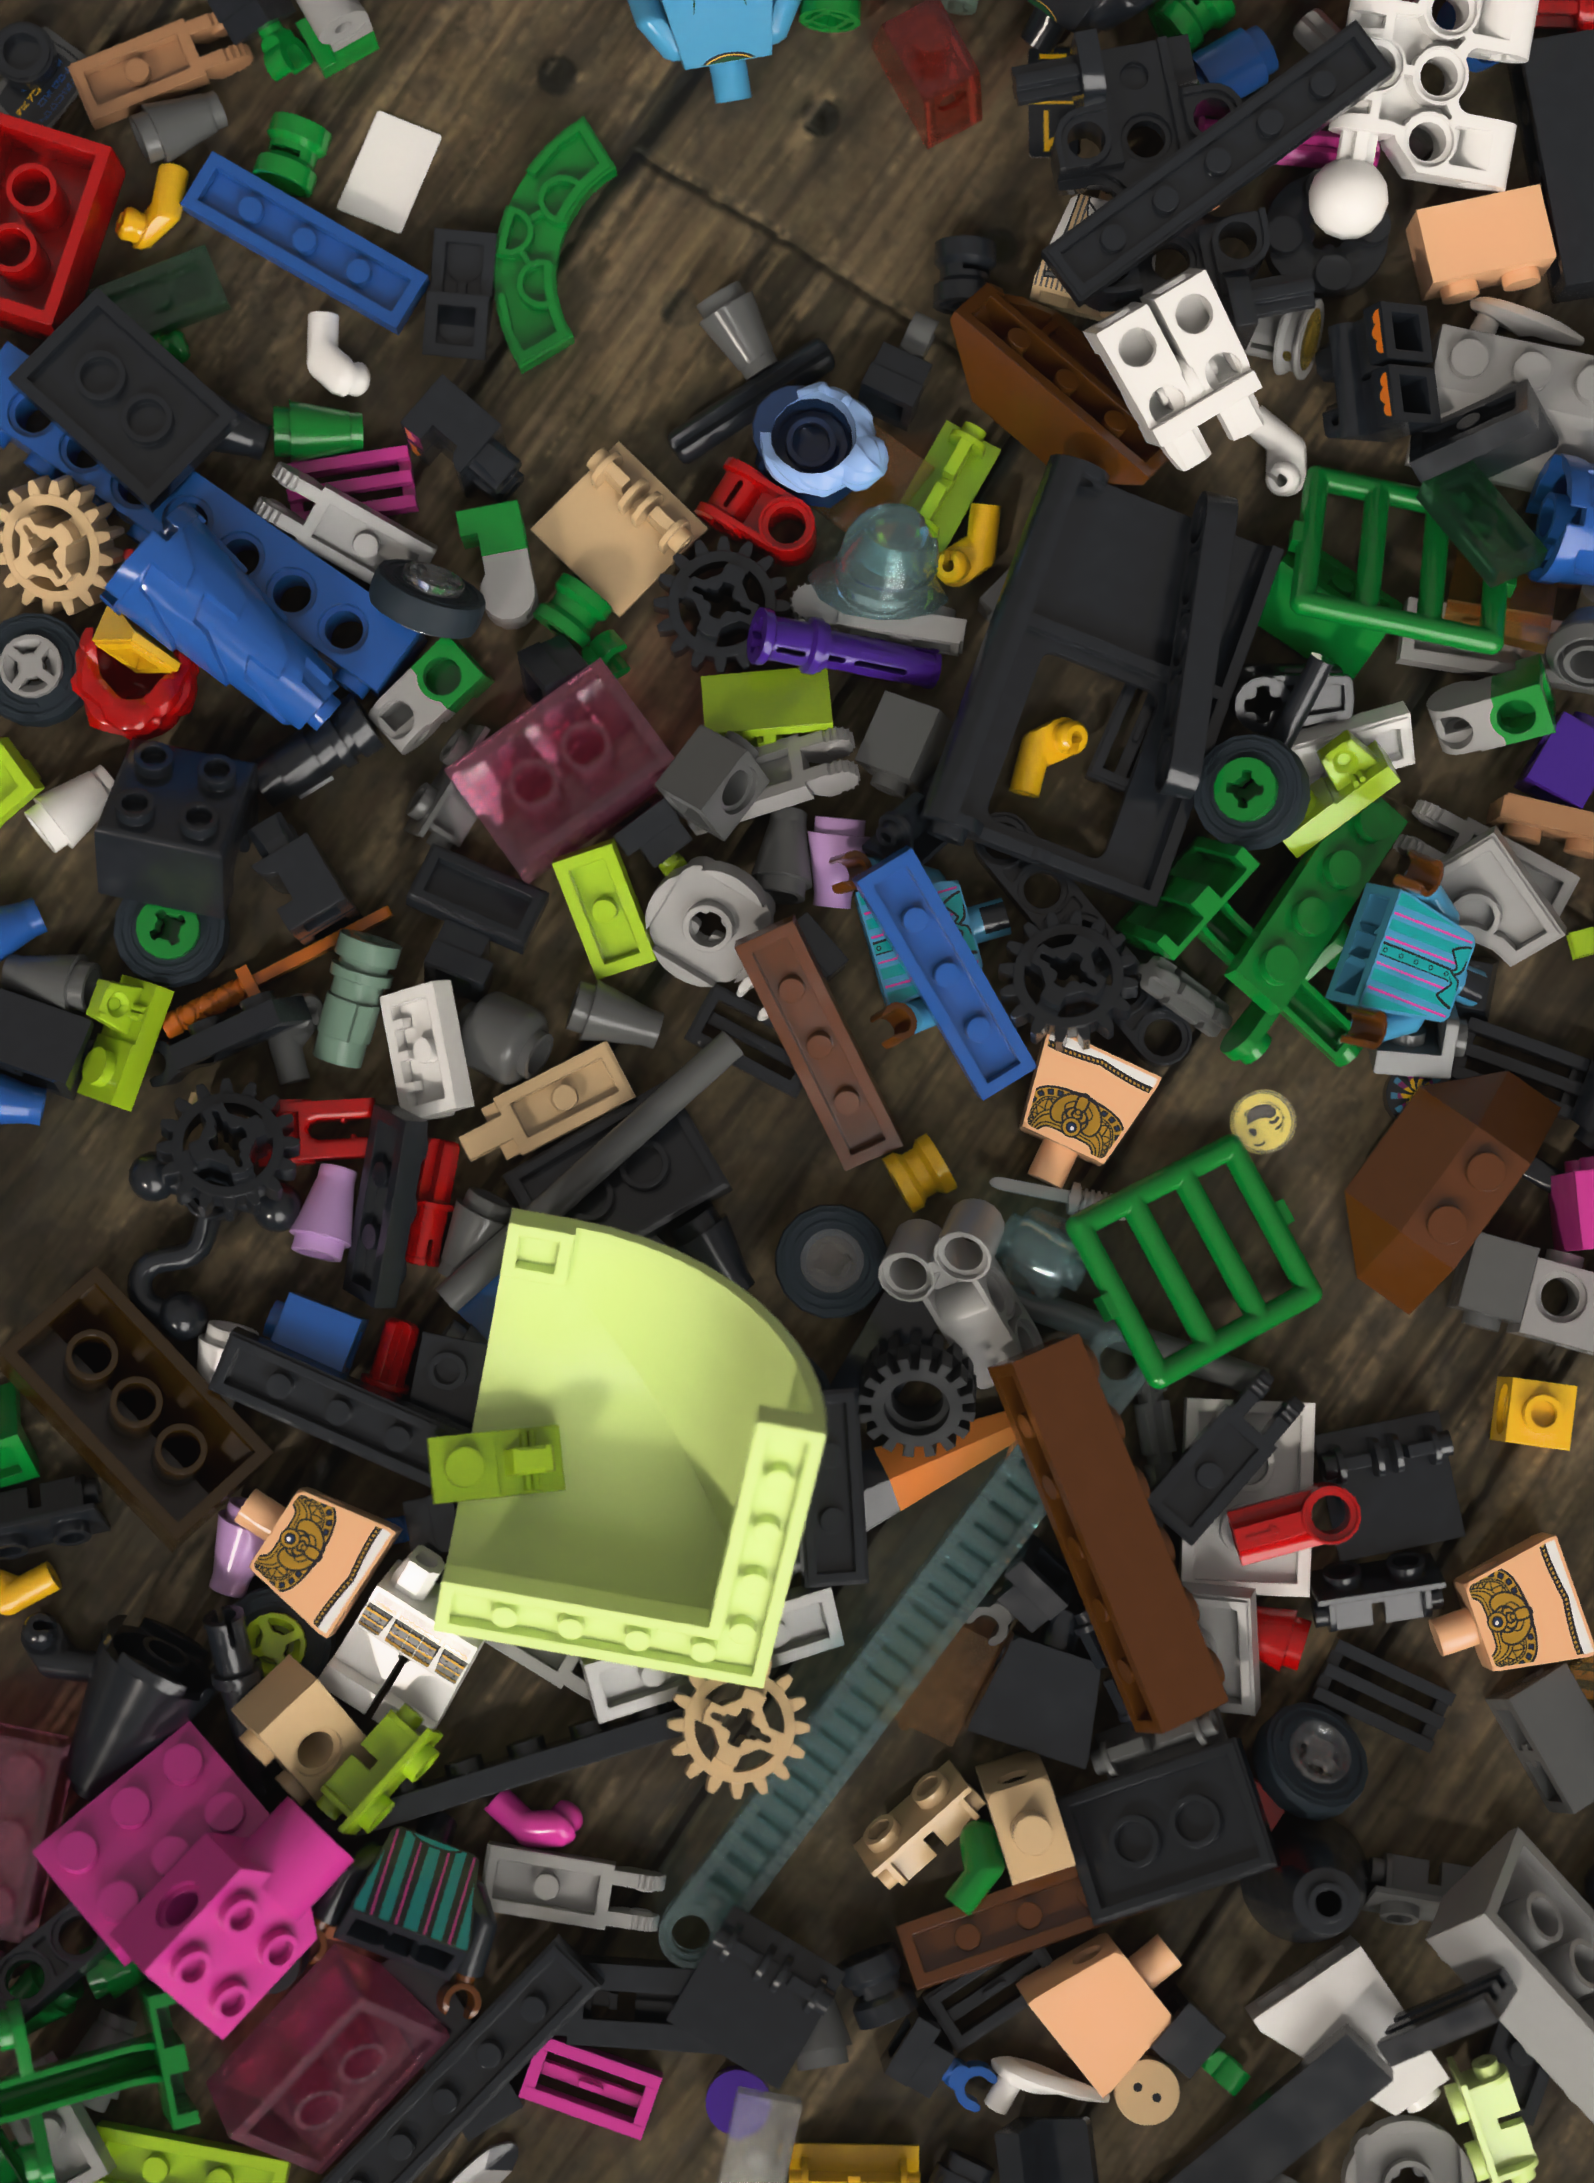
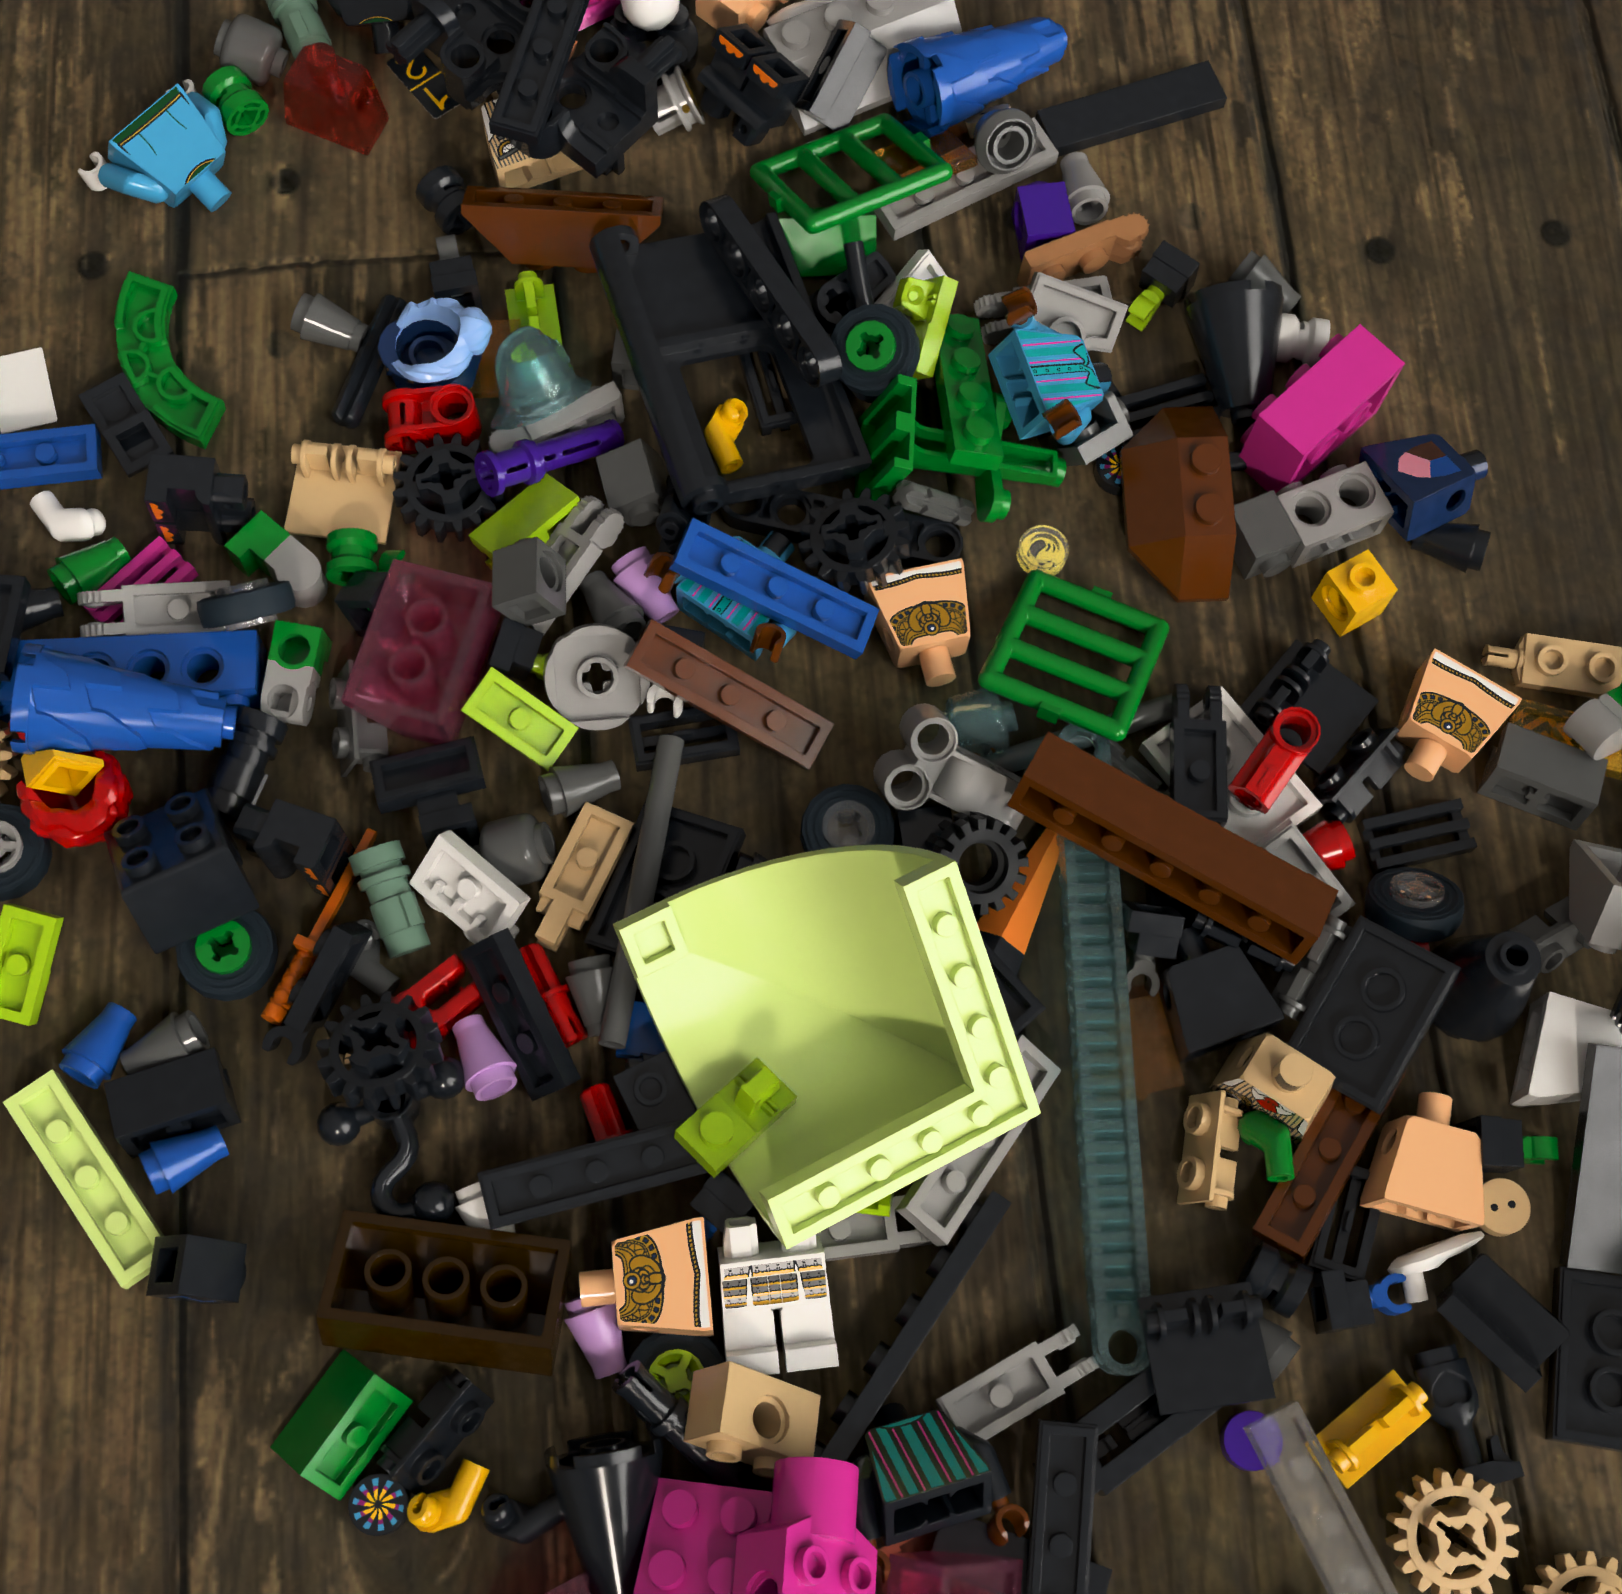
camera: 45 degrees left, 15 degrees down
(71, 809) = (94, 924): white cone -> none
(132, 1022) = (250, 1047): lime hinge -> none
(316, 1330) = (534, 1134): blue brick -> none
(366, 1792) = (827, 1372): lime hinge -> none
(536, 1827) = (959, 1363): dark pink arm -> none
(586, 2110) = (1190, 1498): dark pink tile -> none
(727, 1754) = (1045, 1192): tan gear -> none
(919, 1173) = (858, 733): yellow wheel -> none
(975, 551) = (585, 348): yellow arm -> none
(1074, 1198) = (965, 680): light grey piece -> none
(1179, 367) = (626, 136): white hips -> none
(1284, 455) = (727, 171): white arm -> none
(1481, 524) = (880, 119): clear green plate -> none
(1494, 709) = (975, 216): leg -> none

